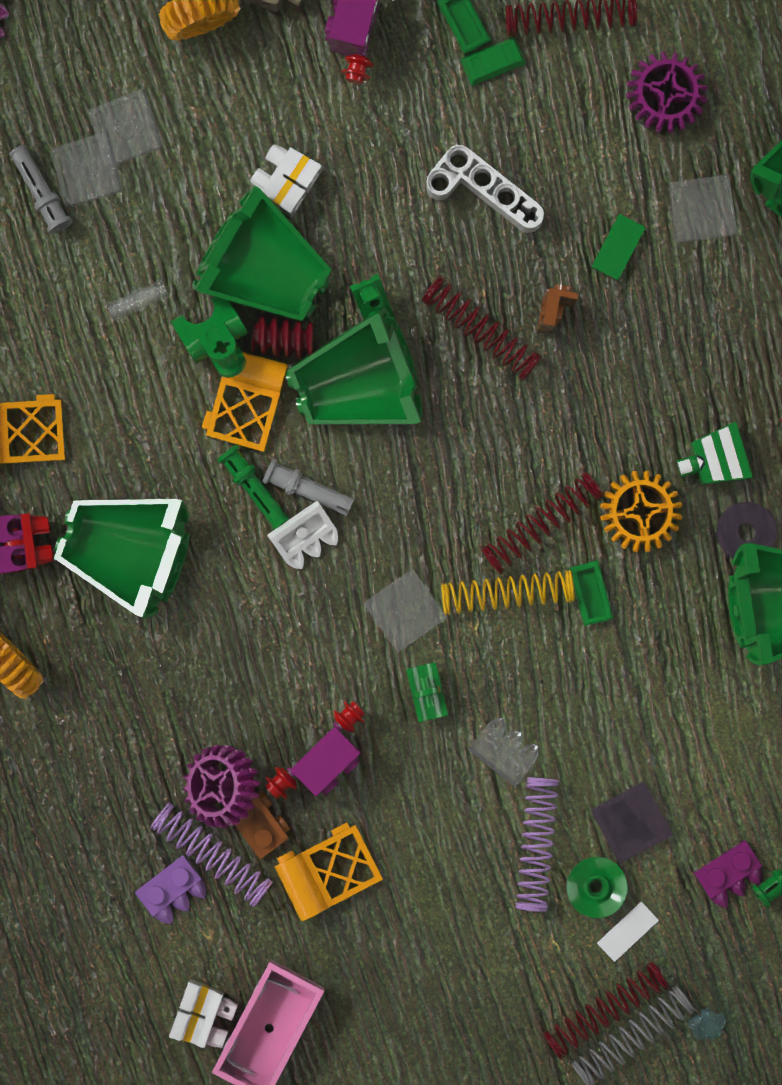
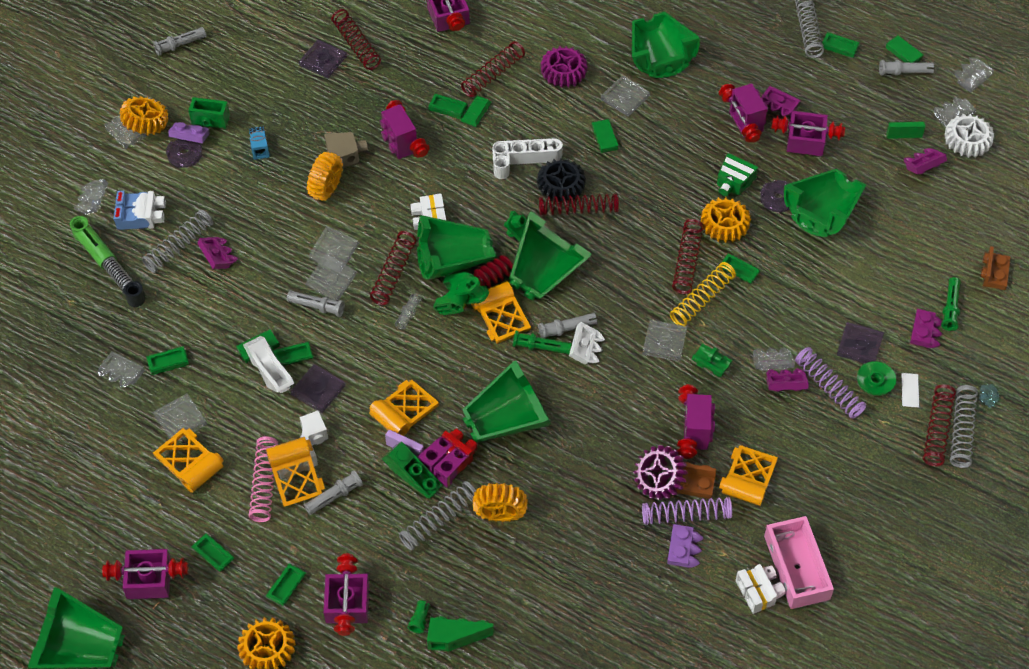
camera: 40 degrees left, 30 degrees down
(126, 261) = (409, 243): none -> dark red piece
(491, 794) = (786, 380): none -> magenta plate
(505, 280) = (572, 180): none -> black gear
(553, 305) = (602, 170): dark orange bracket -> none

